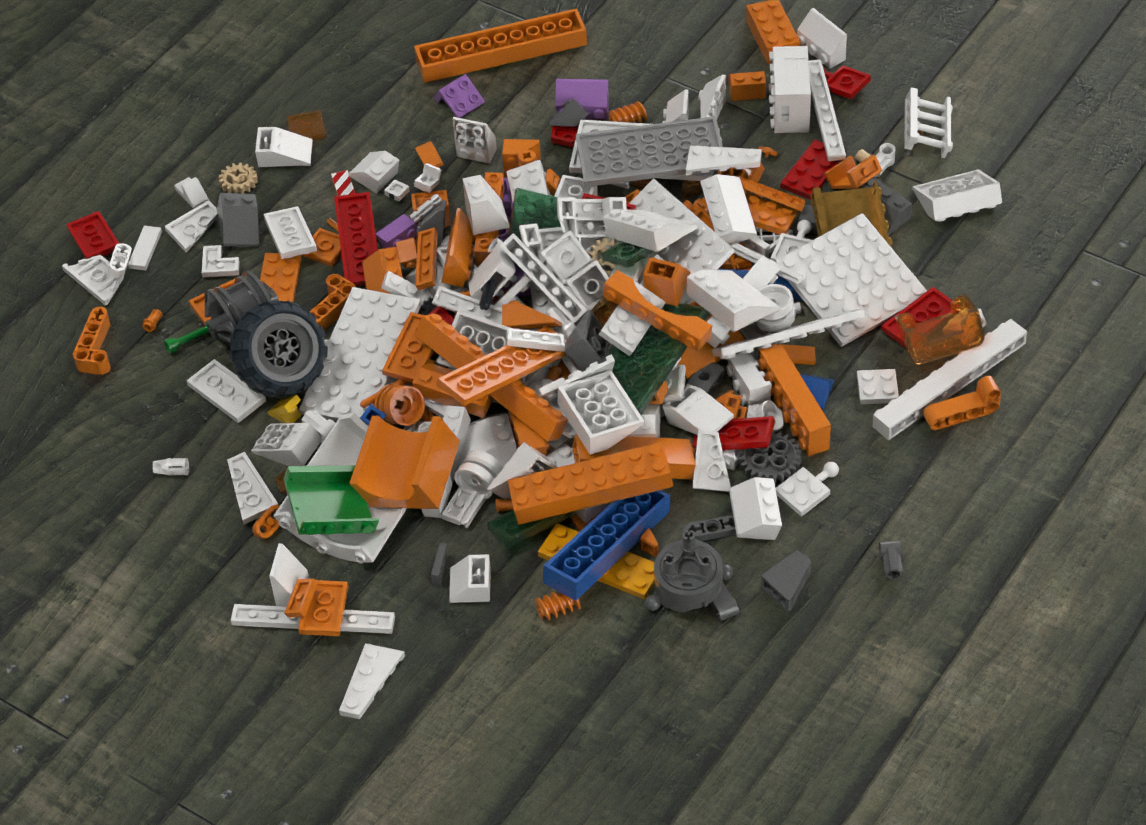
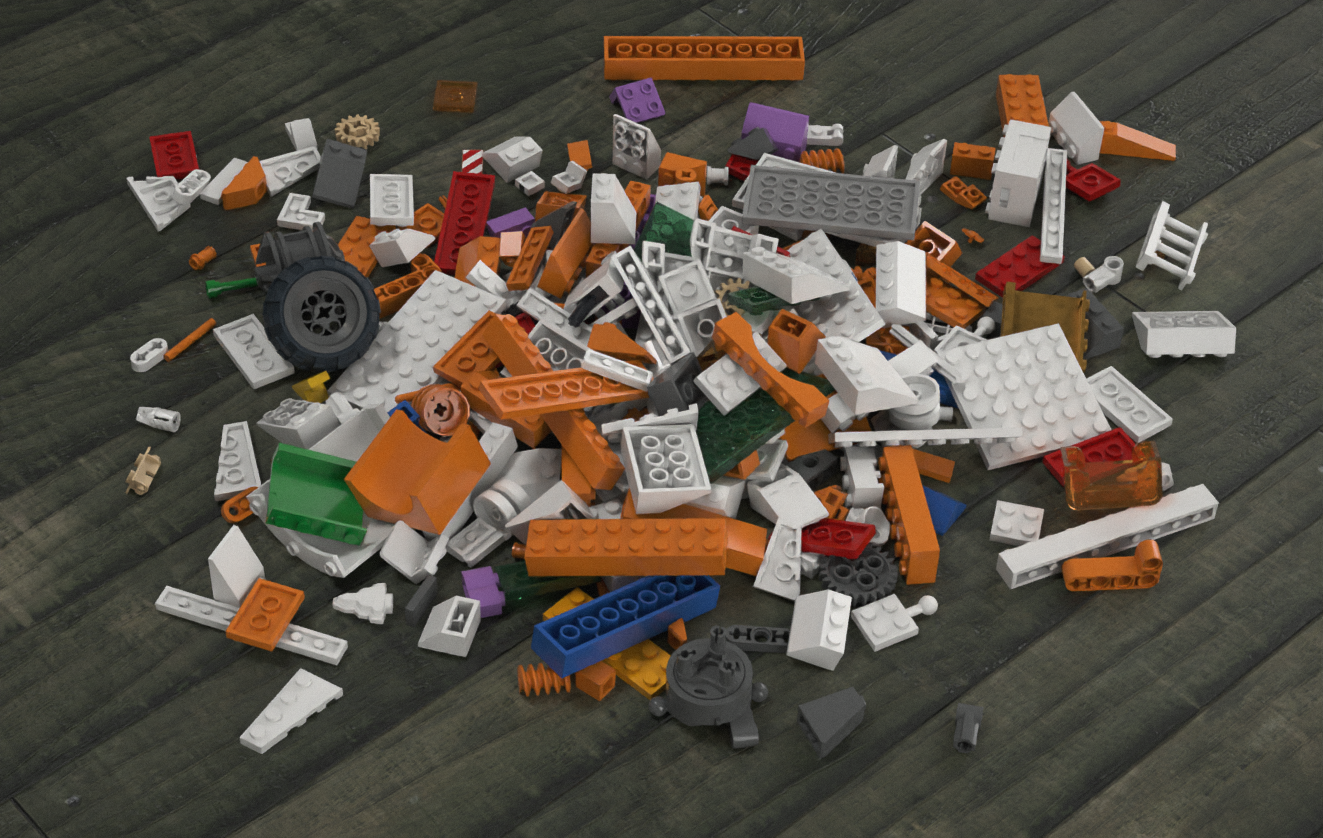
camera: 10 degrees right, 5 degrees down
(87, 352) = (117, 274): orange beam -> none
(144, 416) = (148, 355): none -> white beam
(164, 249) = (245, 187): none -> orange slope
(169, 393) = (190, 339): none -> orange bar
(177, 508) = (145, 465): none -> tan hinge
(282, 148) = (417, 110): white slope -> none
(300, 598) = (241, 595): orange plate -> none
(313, 272) = (399, 246): none -> white slope
(397, 577) = (367, 603): none -> white rock
(419, 529) = (412, 553): none -> white bracket
(424, 209) = (551, 205): white axle -> none
(483, 542) = (482, 585): none -> medium lavender brick
(548, 147) = (717, 175): none -> white bush
(598, 594) = (596, 680): none -> orange brick
(622, 90) = (825, 135): none -> white plate
(722, 158) = (910, 226): white wing -> none
(747, 116) = (962, 194): none -> orange slope
(849, 175) = (1063, 280): orange panel -> none
(868, 39) = (1130, 142): none -> orange wedge
(932, 266) = (1127, 405): none -> white plate

